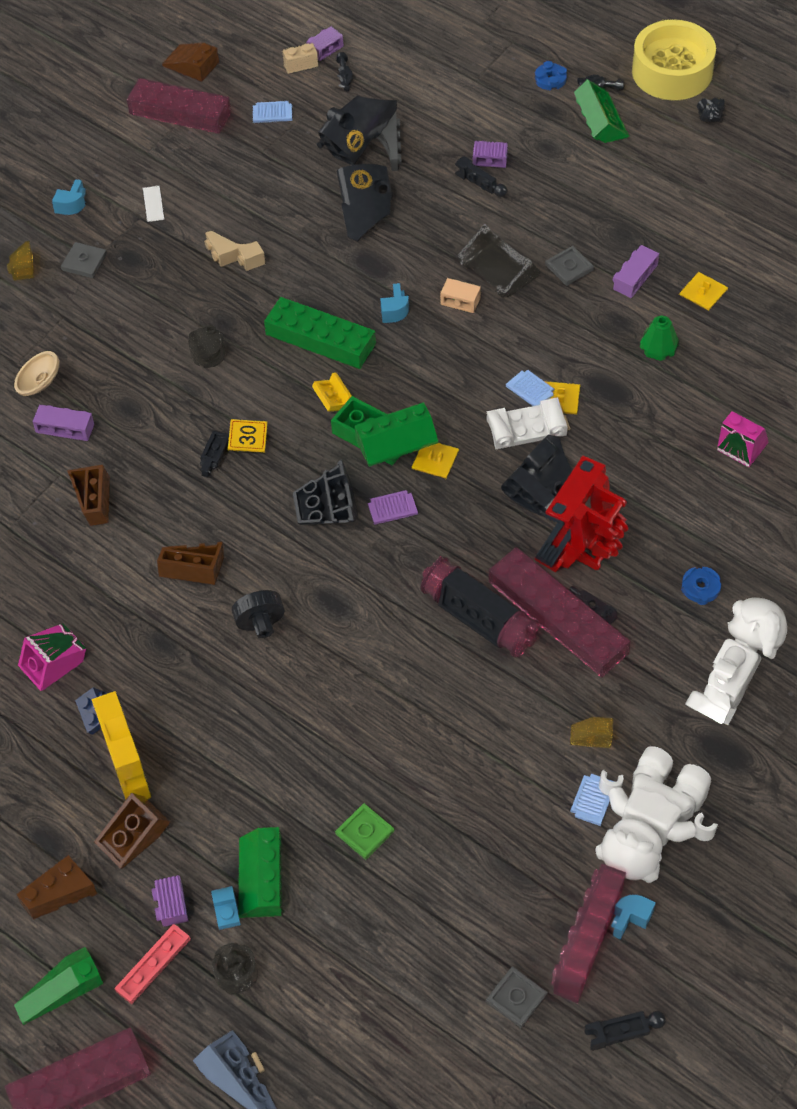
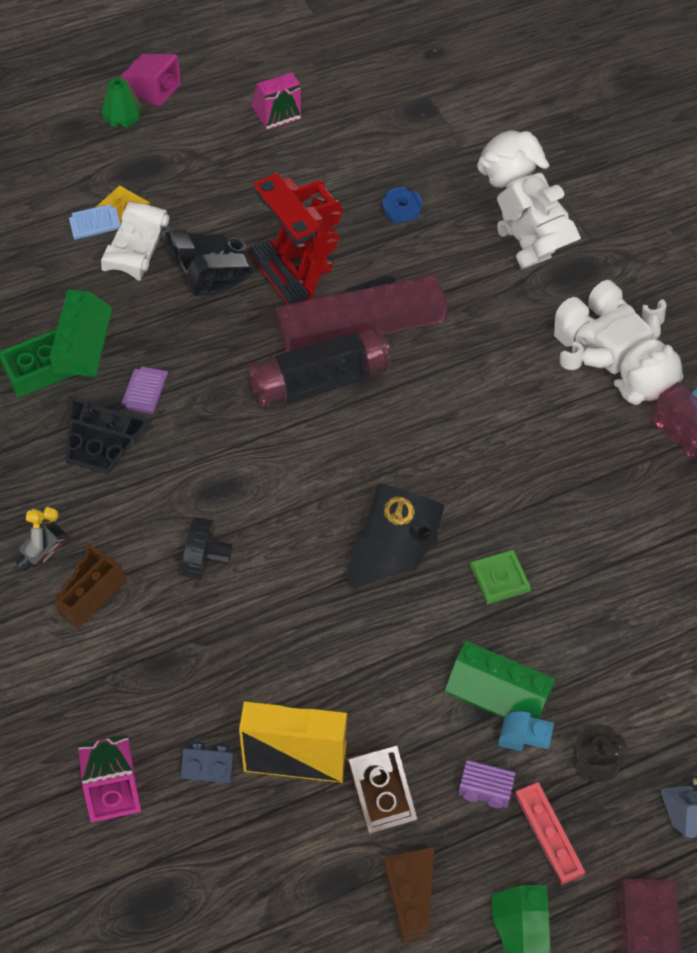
camera: 65 degrees left, 0 degrees up
(211, 515) = (44, 538): none -> torso
(351, 736) = (393, 535): none -> black panel
(436, 459) = (120, 331): yellow piece -> none
(590, 802) = (569, 385): light blue window -> none
(592, 732) = (505, 349): clear yellow slope -> none
(635, 271) = (29, 85): medium lavender brick -> none
(703, 291) = (89, 55): yellow piece -> none
(704, 344) = (154, 77): none -> dark pink slope

